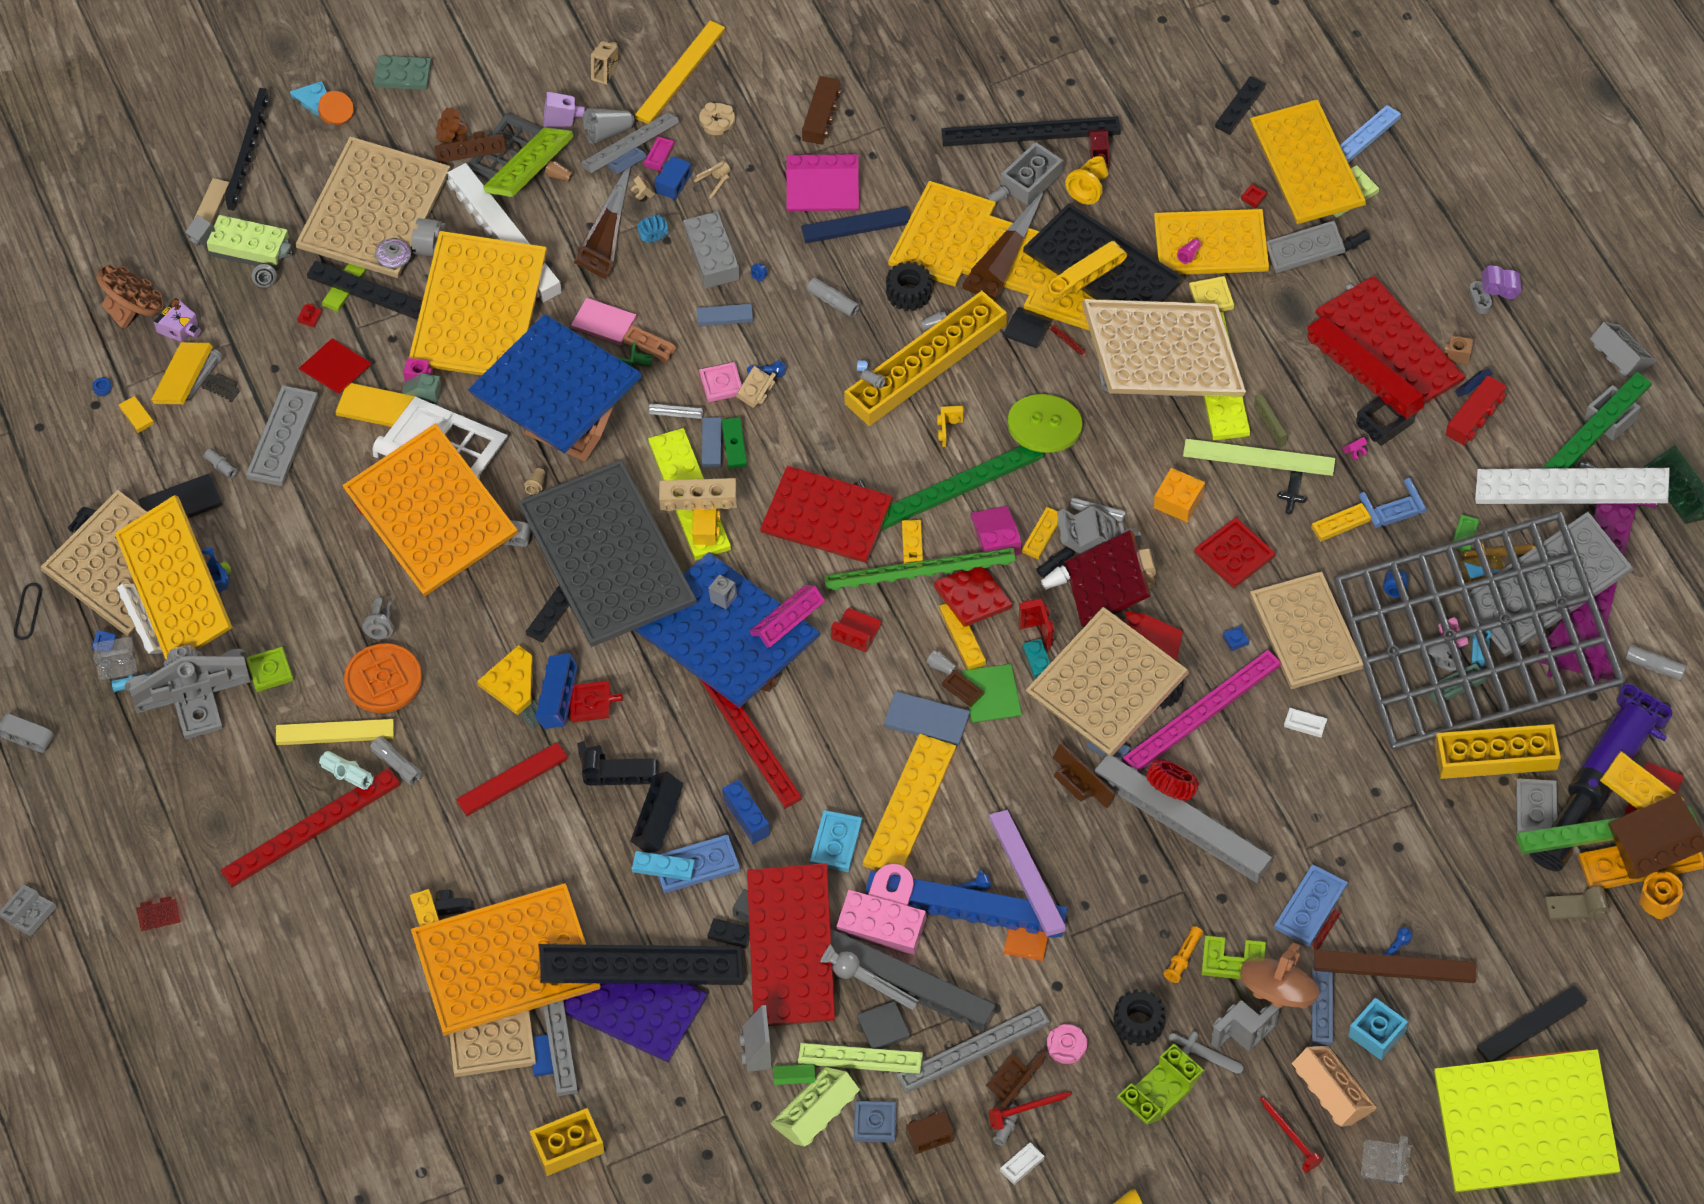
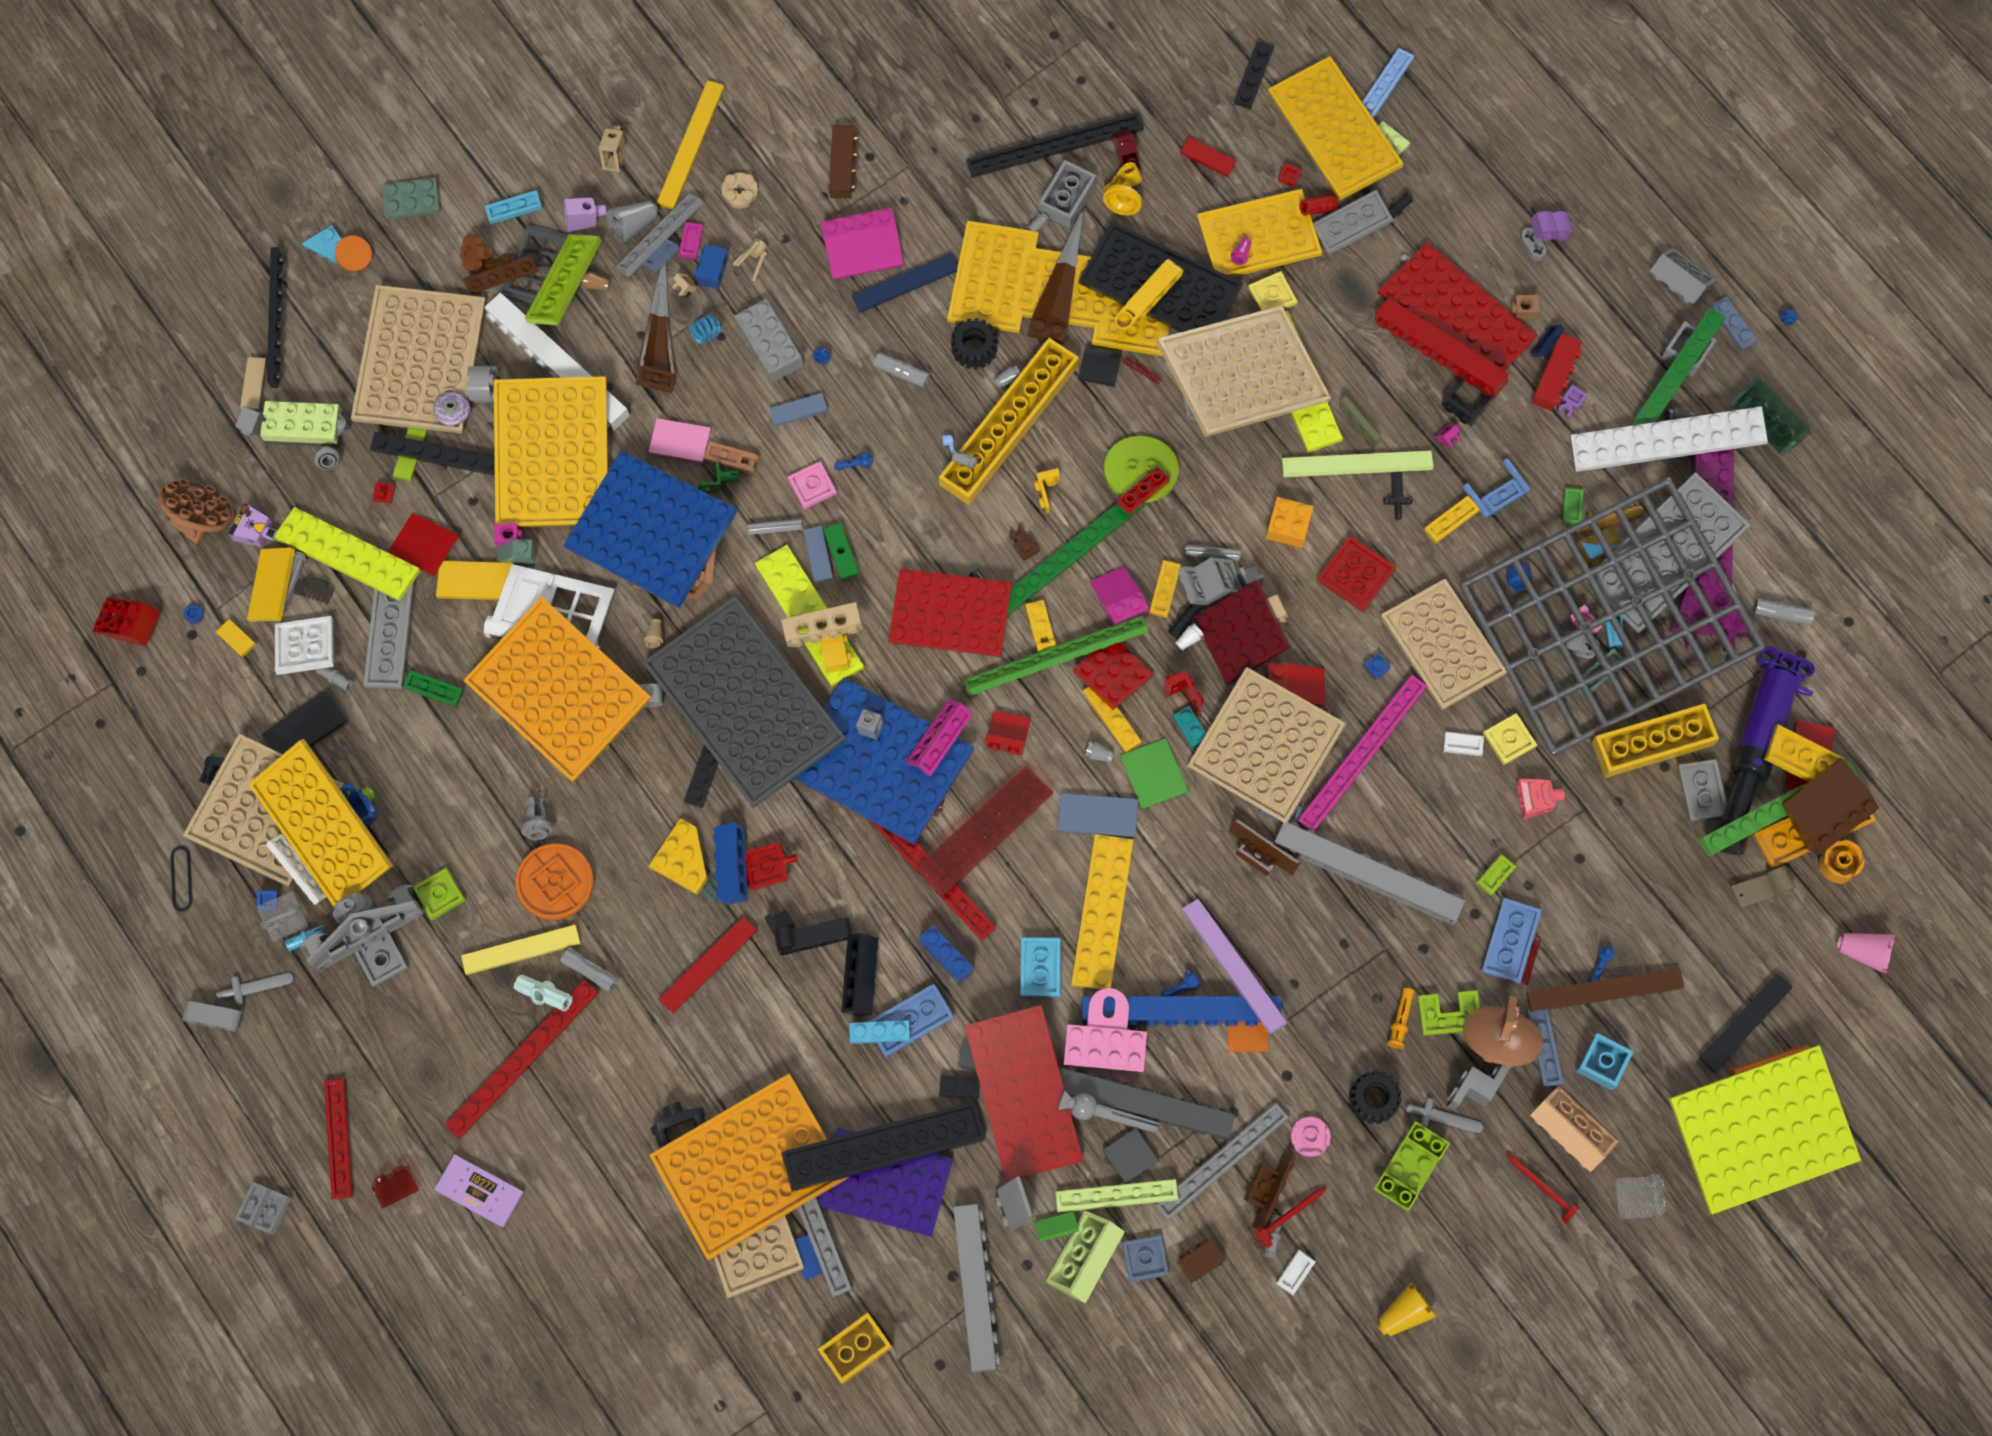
camera: 10 degrees left, 15 degrees up
(38, 380) = (126, 621): none -> red slope
(56, 716) = (255, 986): none -> light grey sword
(115, 864) = (338, 1139): none -> red tile
(199, 429) = (304, 645): none -> white plate
(238, 935) = (479, 1191): none -> lavender tile
(261, 360) = (347, 554): none -> neon yellow plate
(311, 490) = (433, 689): none -> green plate
(424, 907) = (657, 1128): yellow bracket -> none
(497, 95) = (513, 207): none -> medium azure plate
(698, 1114) = (974, 1287): none -> light grey brick
(755, 386) = (848, 485): tan bracket -> none
(811, 709) = (984, 831): none -> clear red plate
(914, 470) = (1024, 545): none -> reddish brown plate
(962, 688) = (1125, 775): reddish brown tile -> none
(1040, 439) = (1136, 497): none -> red tile
(1172, 780) = (1352, 838): red gear -> none
(1177, 167) = (1208, 157): none -> red tile
(1274, 224) = (1318, 205): none -> red axle
(1309, 844) = (1496, 875): none -> lime plate
(1352, 725) = (1510, 739): none -> light yellow plate
(1368, 781) = (1537, 797): none -> coral torso
(1486, 438) = (1572, 400): none -> medium lavender plate
(1665, 402) = (1735, 325): none -> sand blue plate
(1671, 978) = (1868, 949): none -> bright pink cone

